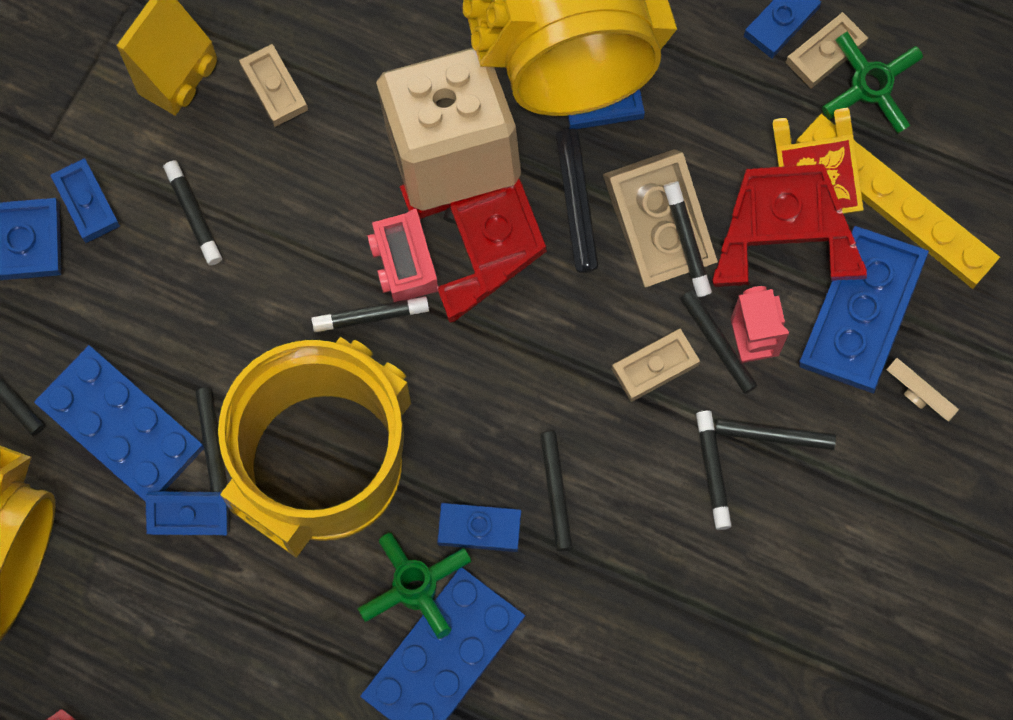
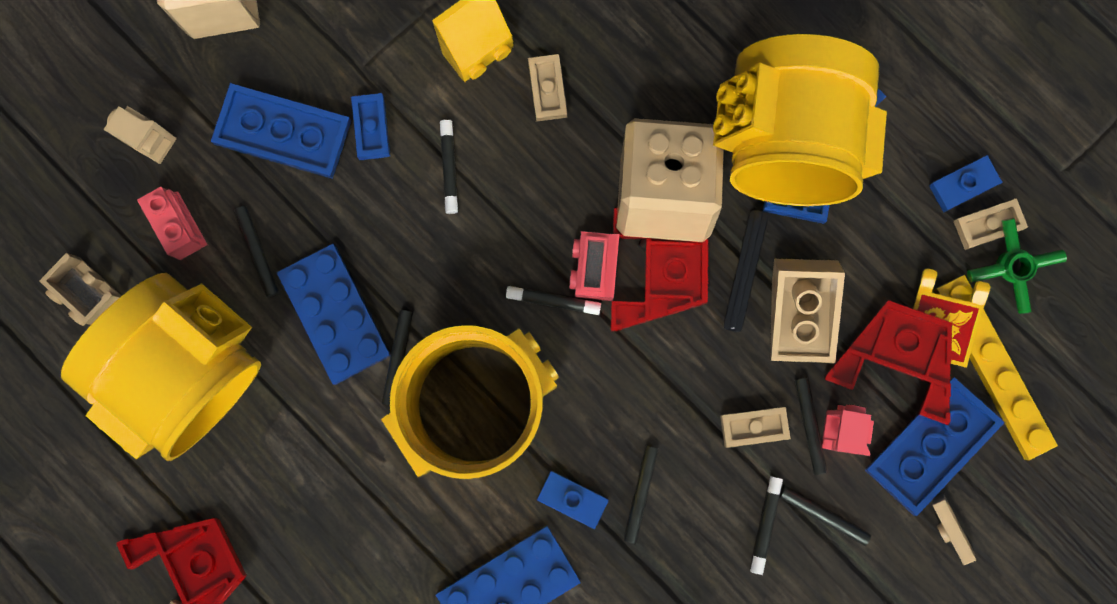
camera: 20 degrees right, 10 degrees up
(186, 513) = (357, 404): blue plate -> none
(420, 598) = (508, 542): green bar -> none
(687, 239) = (819, 338): pearl dark grey bar -> none

